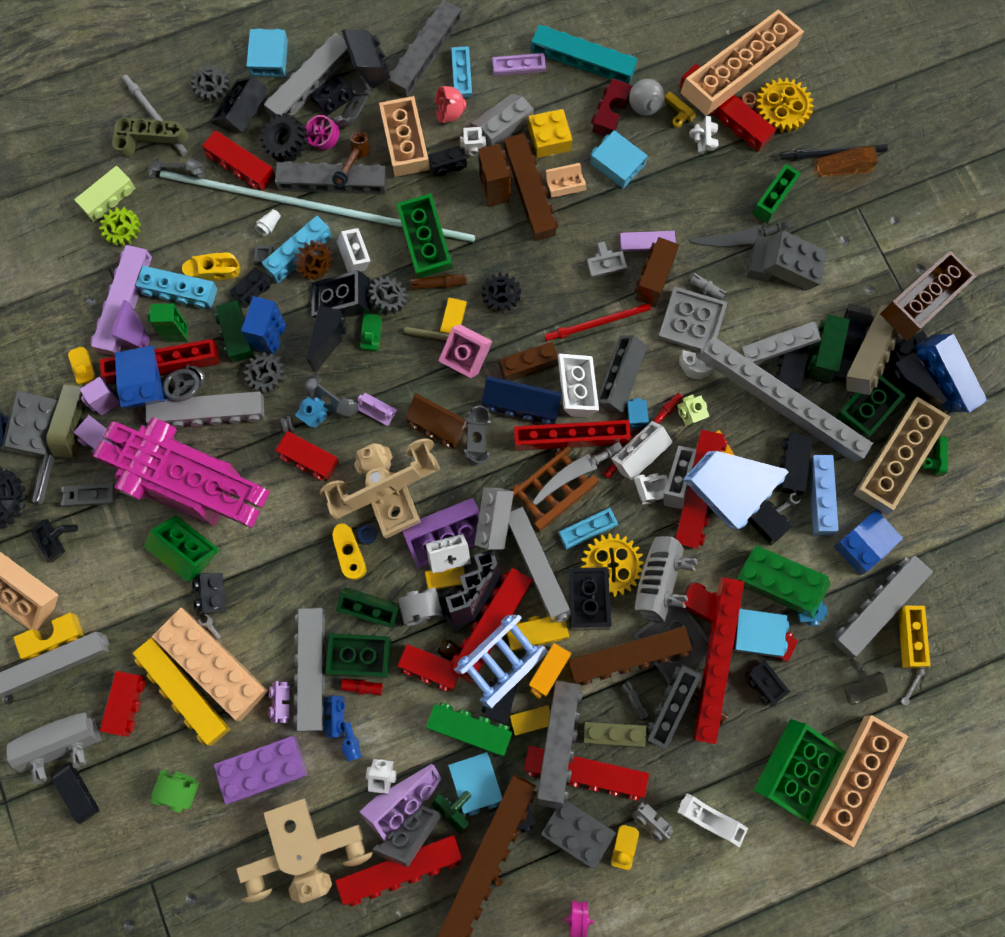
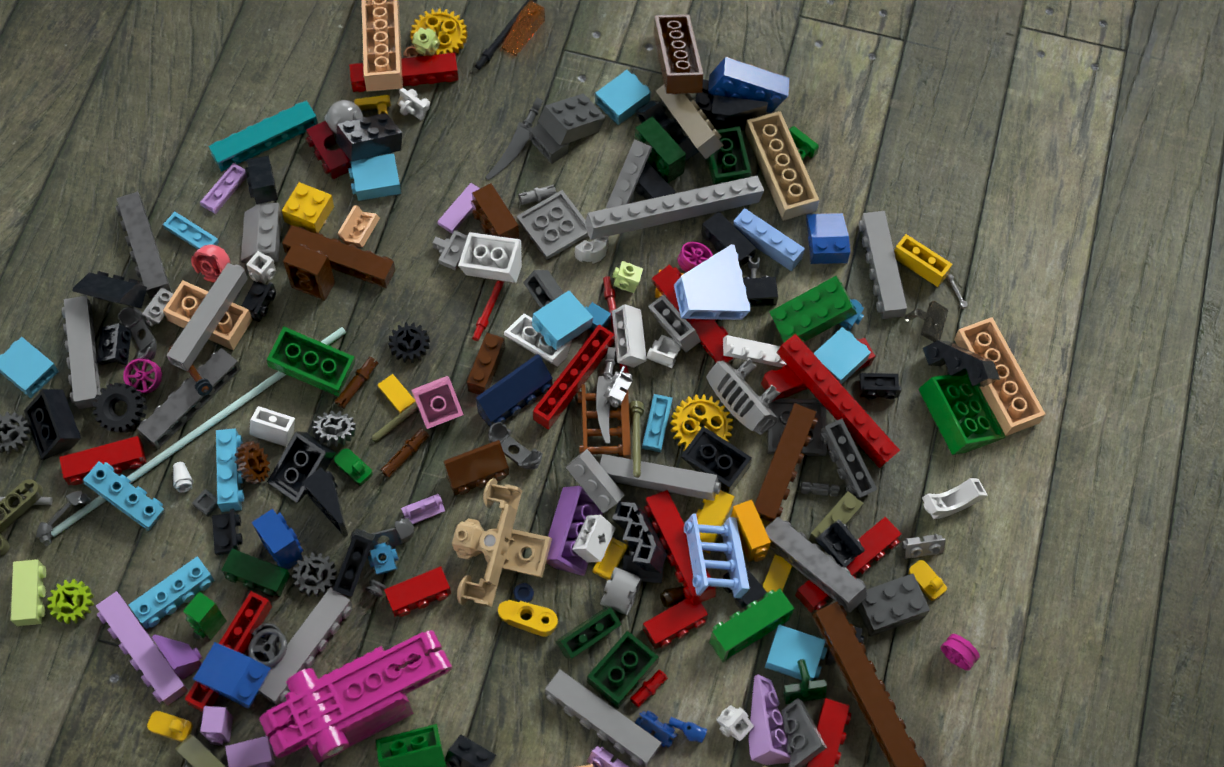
camera: 55 degrees left, 10 degrees down
(197, 266) = (180, 541): yellow piece -> none
(219, 195) = (123, 495): none -> medium azure brick
(289, 392) = (353, 562): none -> black brick
(377, 96) = (154, 311): none -> light grey hinge
(397, 135) = (207, 316): none -> light grey brick
(410, 360) = (411, 446): none -> reddish brown pin
(543, 82) = (261, 180): none -> black brick
(578, 477) = (614, 394): none -> hinge
(583, 504) = (636, 410): none -> olive piece
(590, 753) = (840, 543): none -> black bracket
(604, 388) = (562, 320): none -> medium azure brick
(619, 295) = (491, 257): none -> white slope
(644, 126) = (369, 137): none -> black brick
(707, 555) = (754, 350): none -> white hinge
(754, 450) = (695, 253): none -> dark pink wheel
(764, 100) = (425, 41): none -> yellowish green brick
(776, 193) = (506, 91): green brick -> none
(844, 739) = (961, 362): none -> black brick
(854, 284) = (622, 97): none -> medium azure brick

